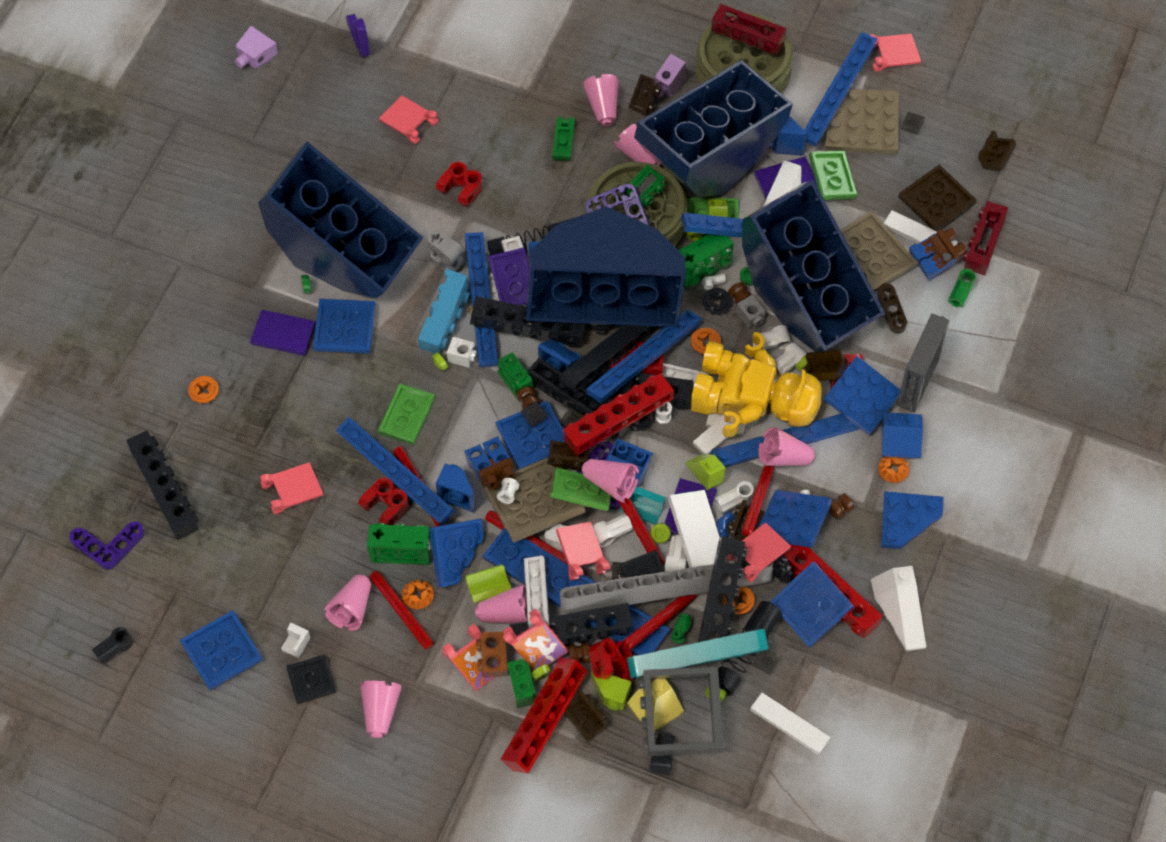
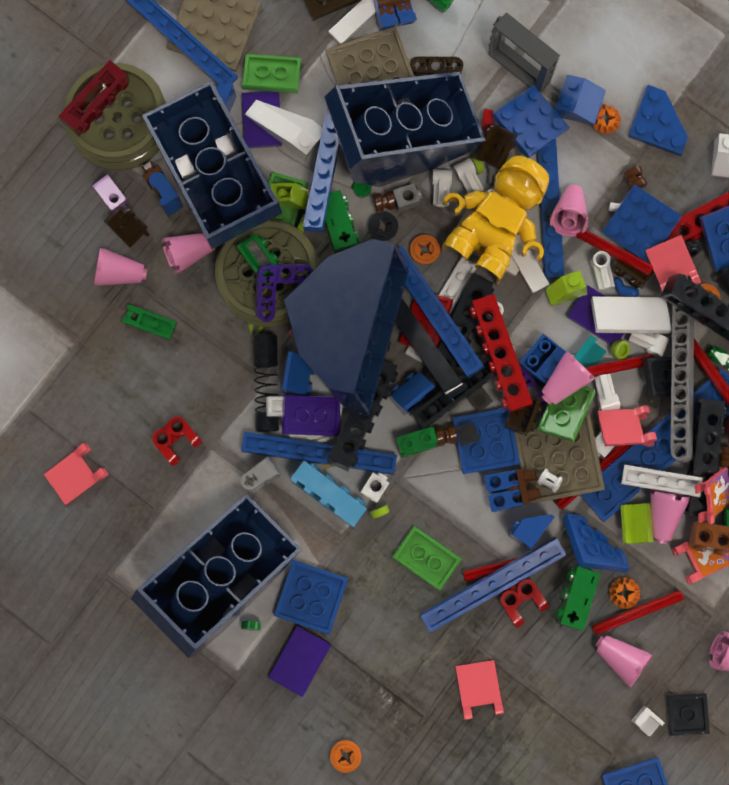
camera: 75 degrees left, 20 degrees up
(709, 281) = (358, 223): white arm -> none

